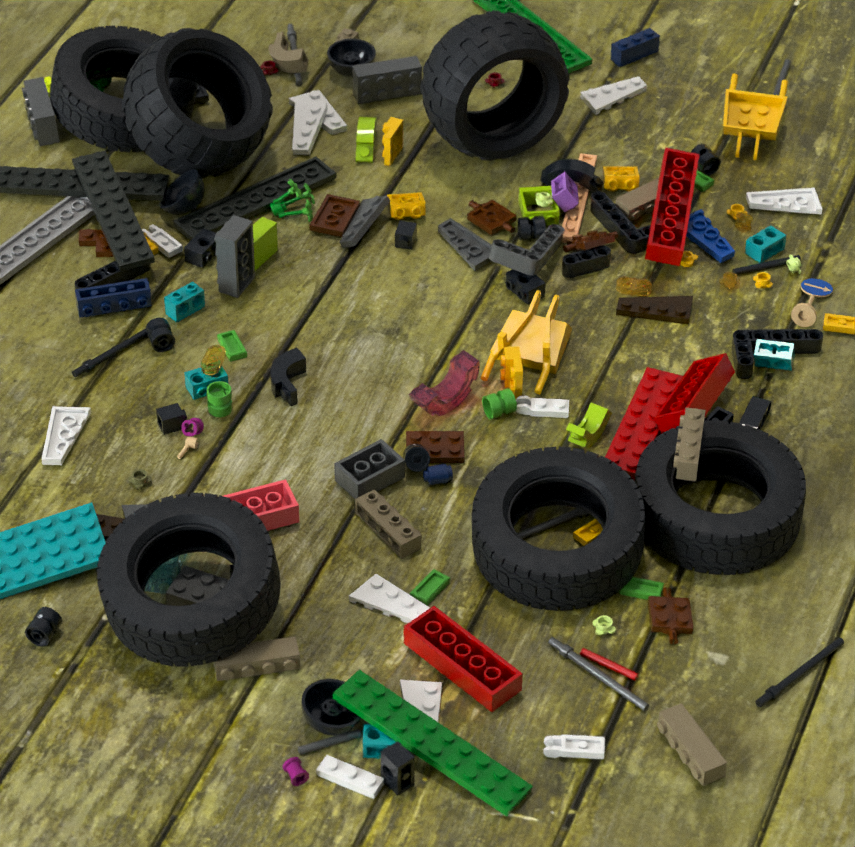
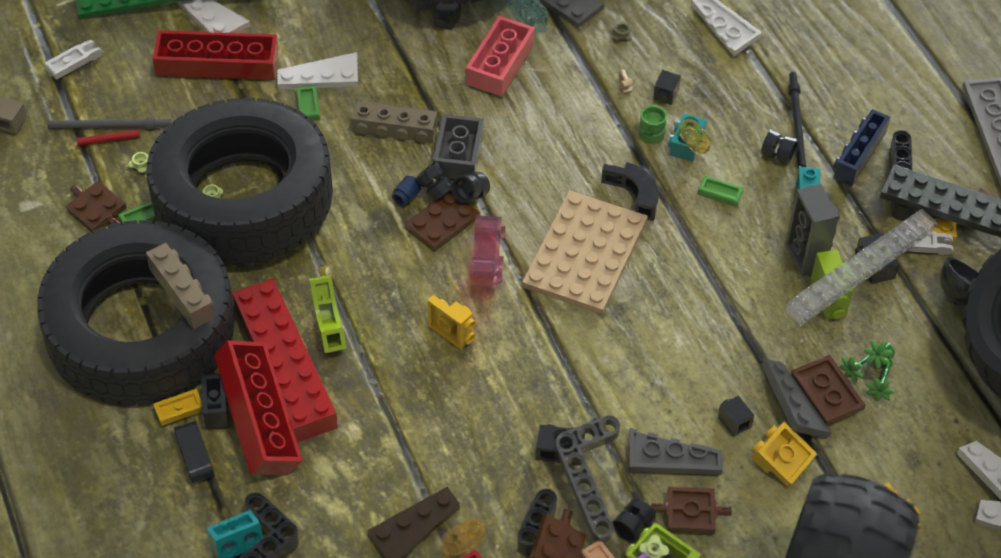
camera: 135 degrees right, 10 degrees up
(197, 428) = (639, 89): magenta bush -> none
(254, 198) = (918, 355): pearl dark grey plate -> none
(264, 209) = (859, 268): none -> clear beam
(365, 139) = (938, 507): lime arch -> none
(367, 370) = (585, 252): none -> tan plate
(398, 437) = (470, 187): none -> black wheel
(497, 404) = (432, 283): bright green wheel -> none
(538, 338) = (478, 383): yellow piece -> none
(542, 407) = (397, 326): white hinge -> none

